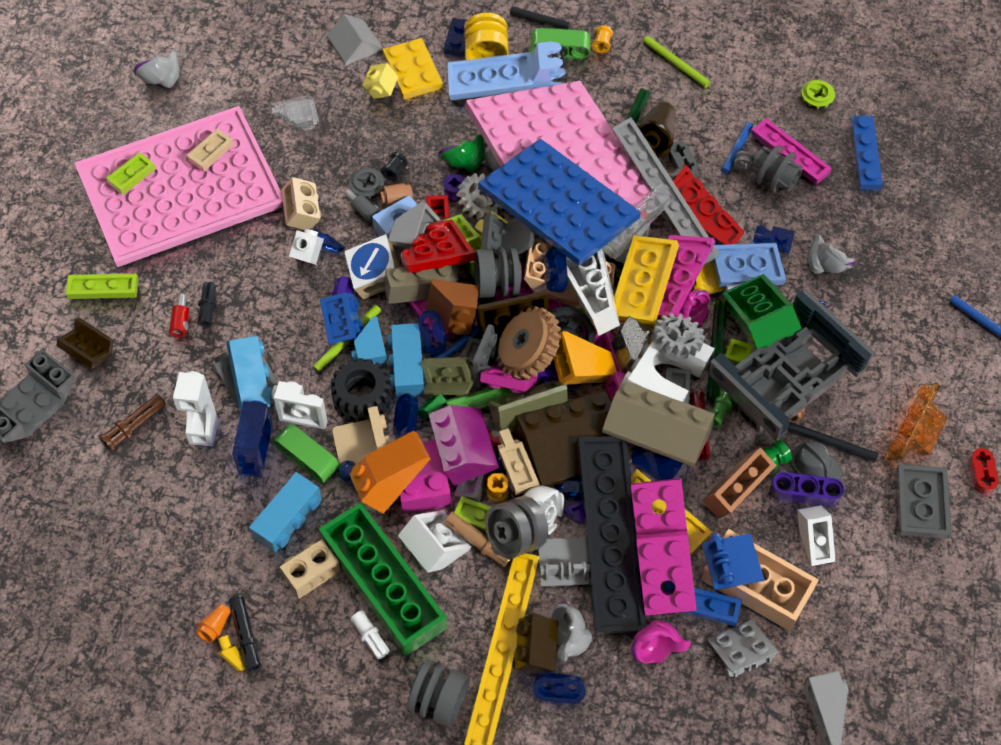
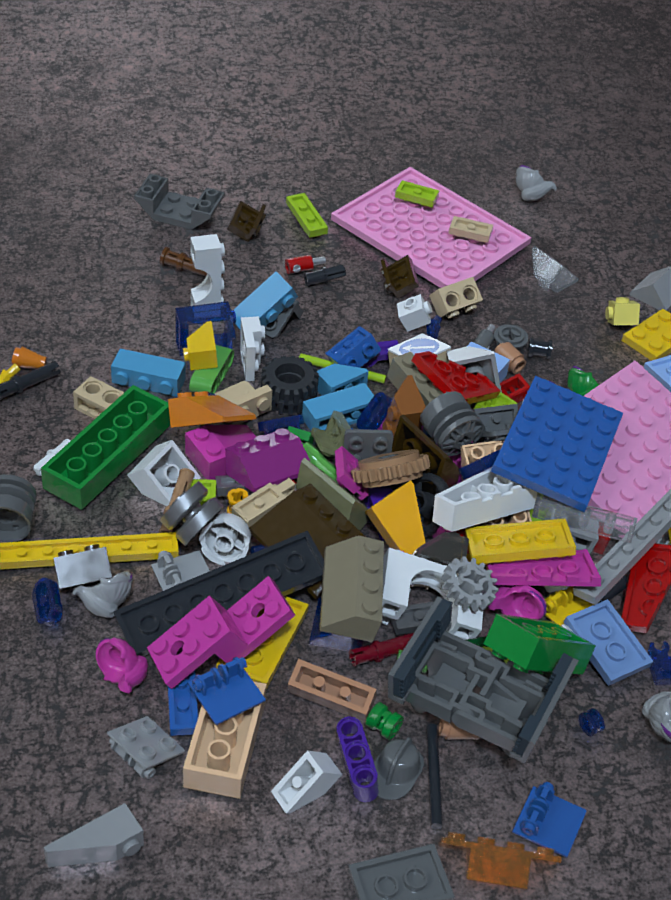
camera: 65 degrees right, 15 degrees down
(243, 237) = (399, 276): none -> dark brown bracket
(292, 448) = (201, 348): none -> yellow slope
(893, 378) = (549, 820): none -> blue hinge

